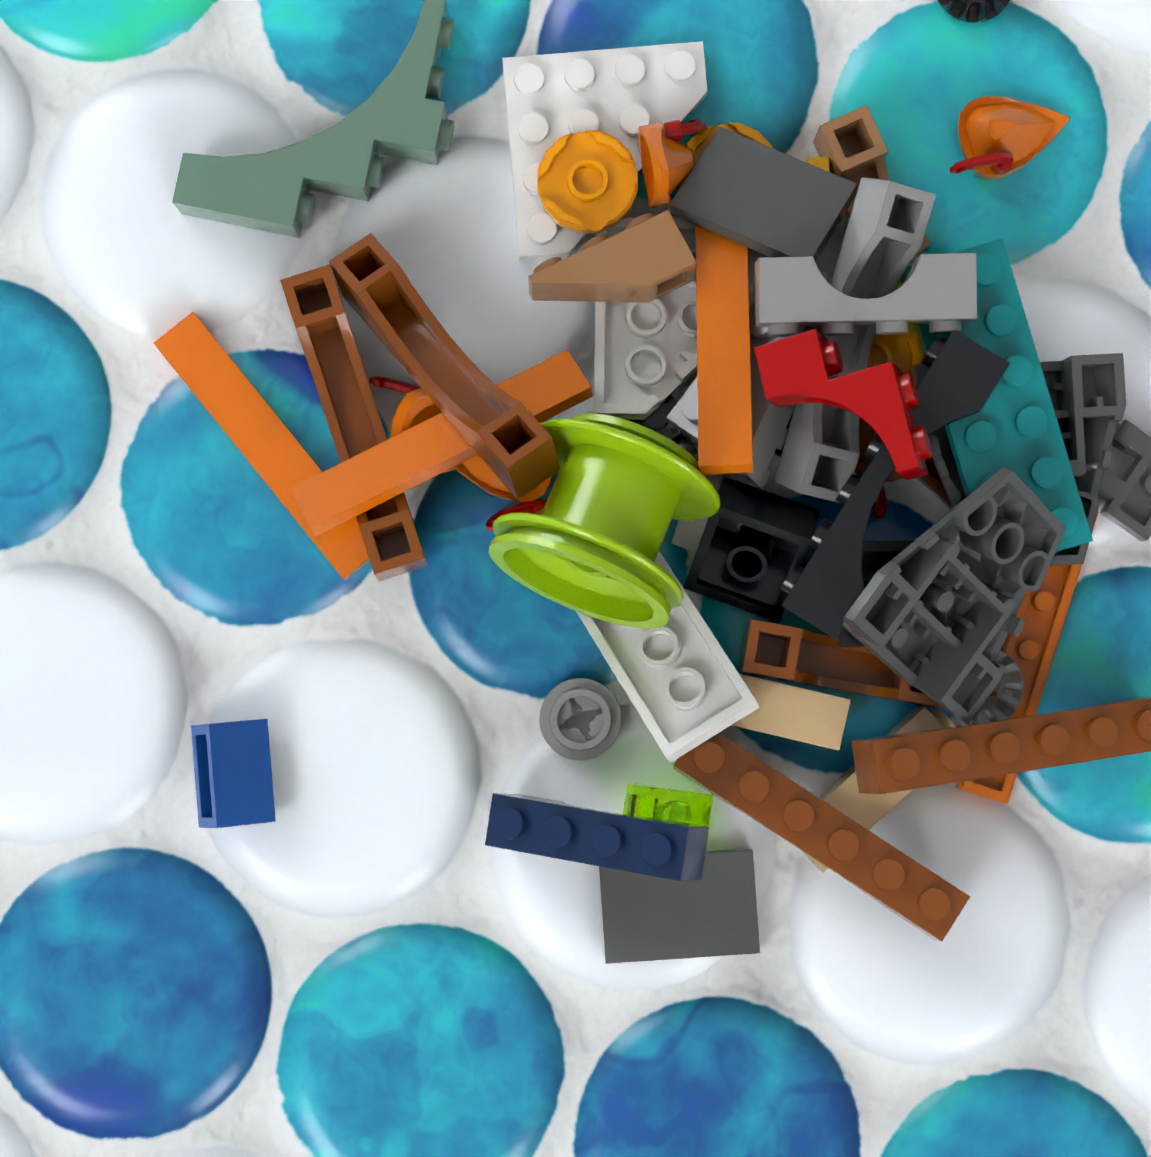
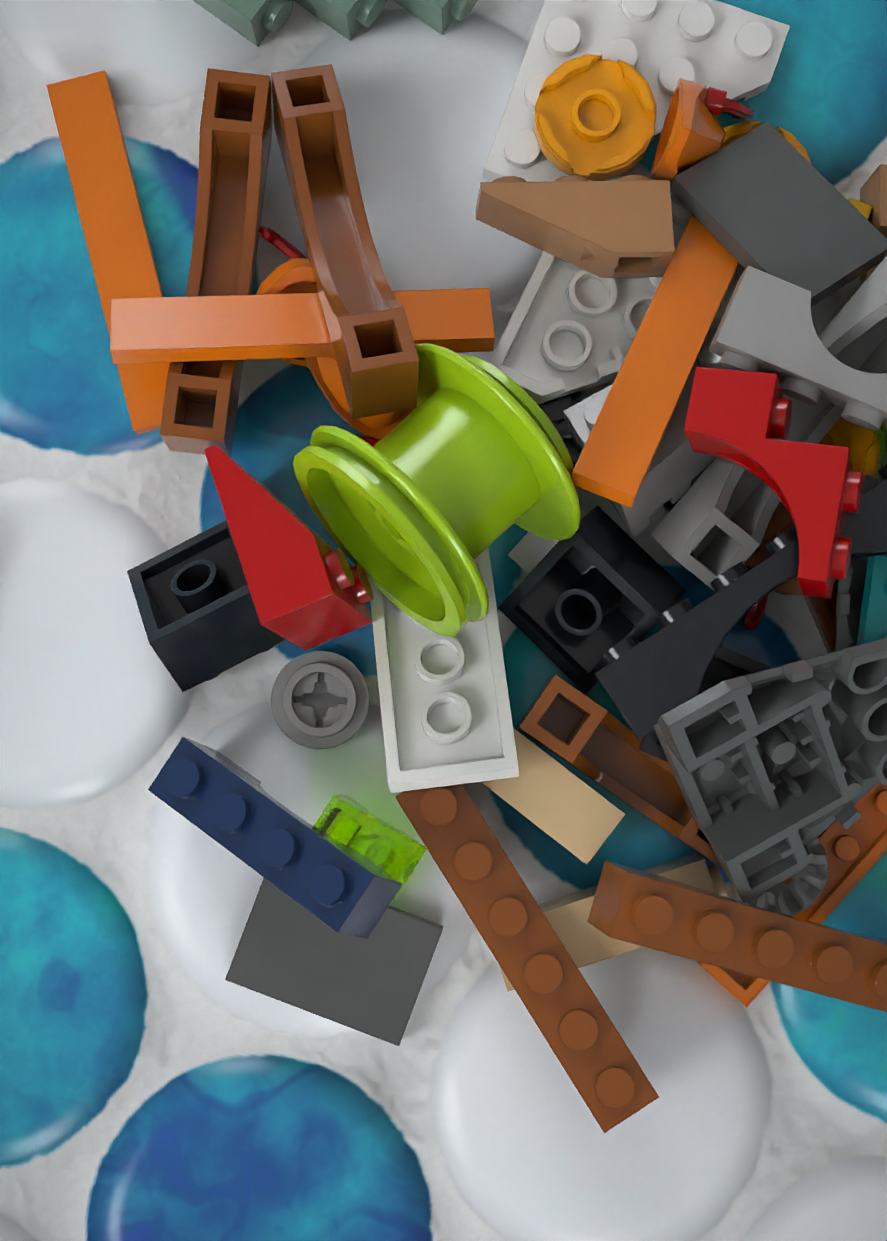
camera: 25 degrees right, 0 degrees up
(462, 684) = (199, 608): none -> black slope
(526, 634) = (294, 576): none -> red slope

